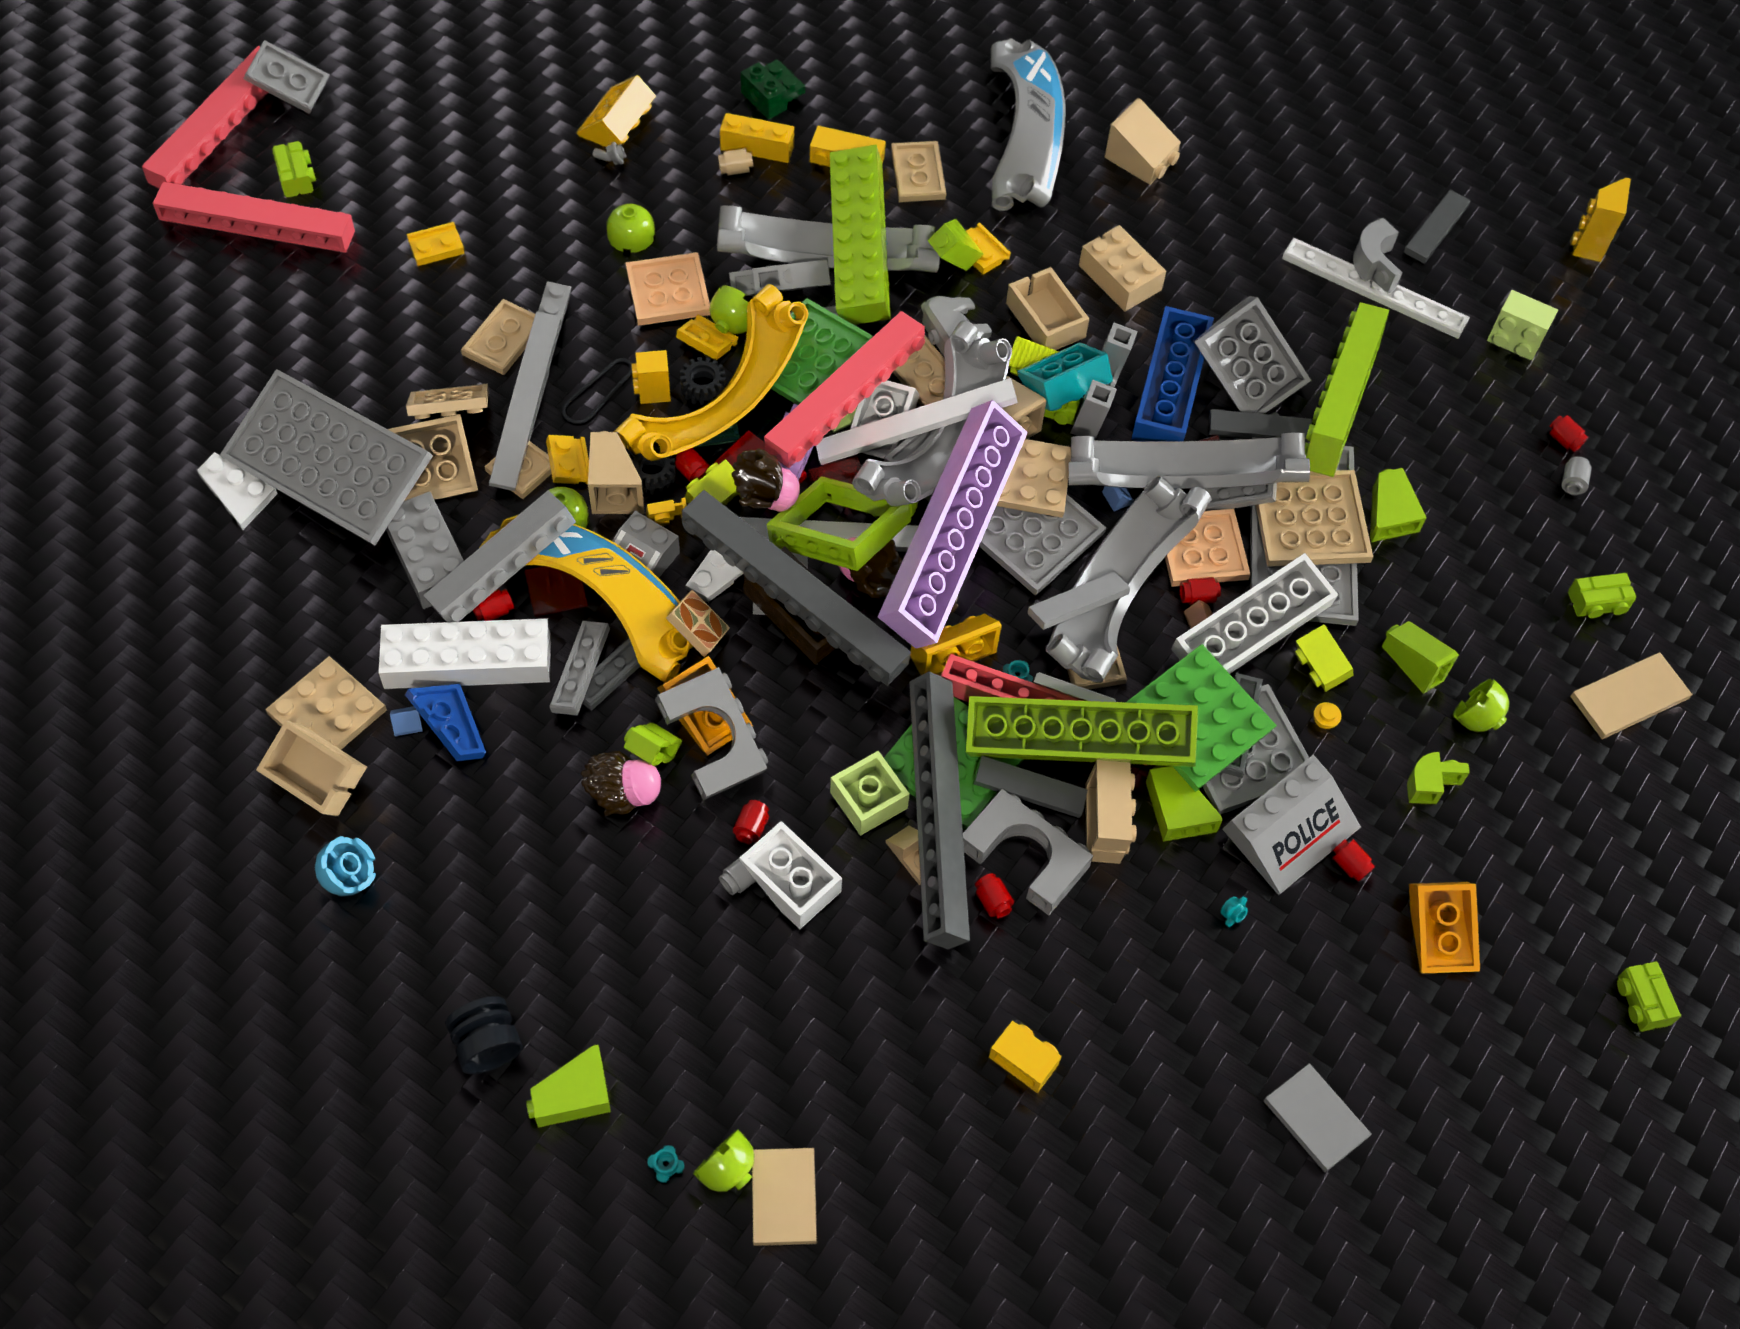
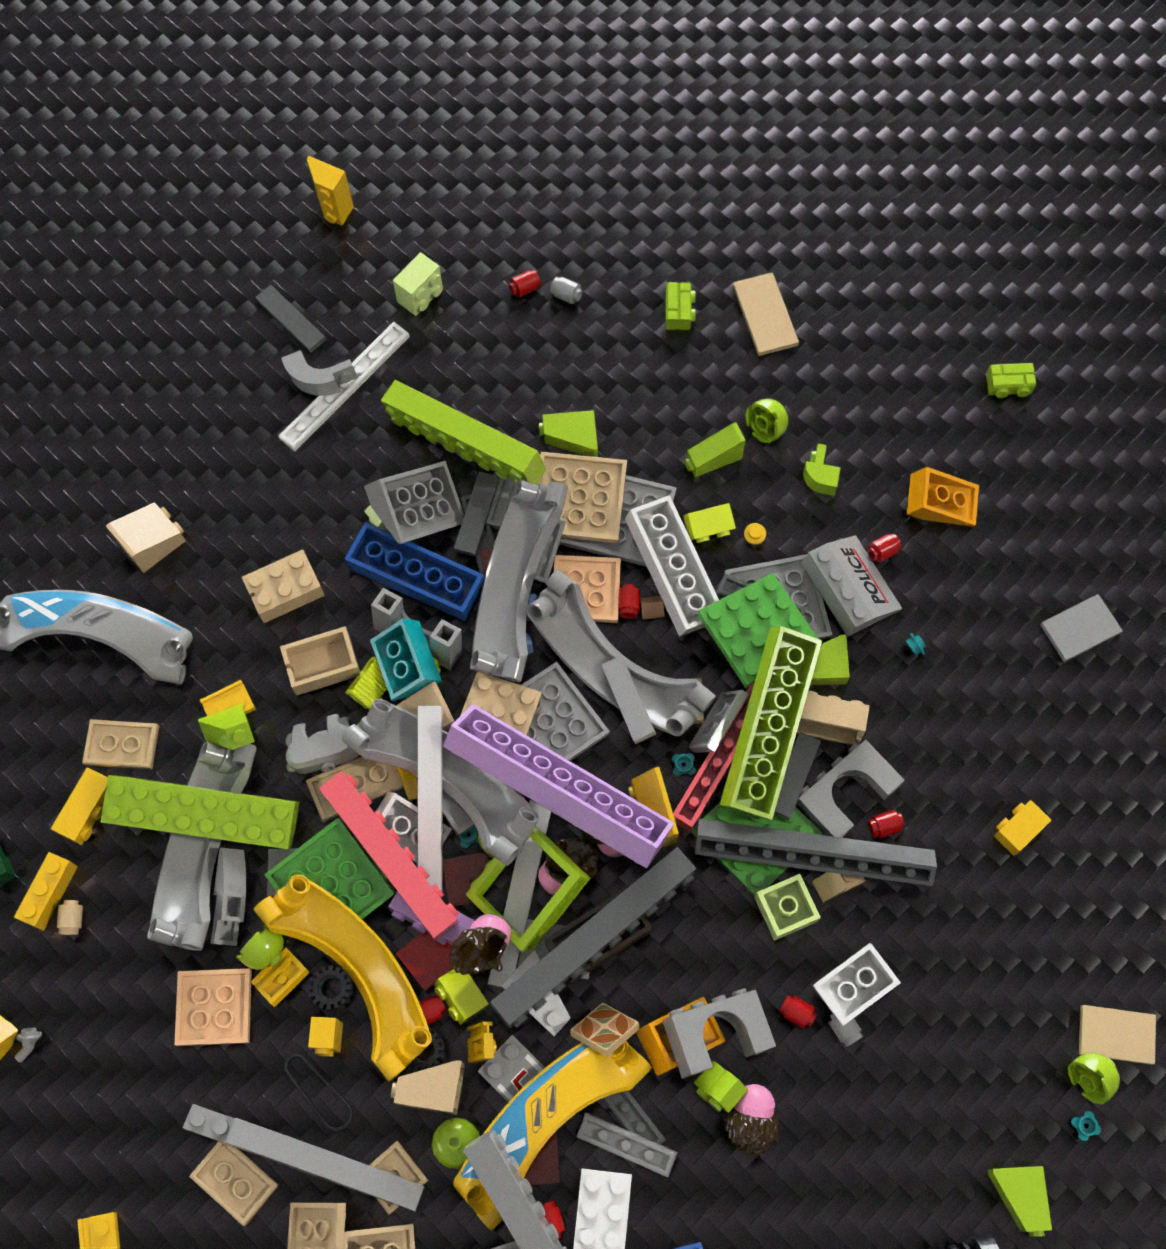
camera: 75 degrees left, 10 degrees up
(568, 459) = (397, 1129): yellow plate -> none
(630, 228) = (129, 1035): lime cylinder -> none

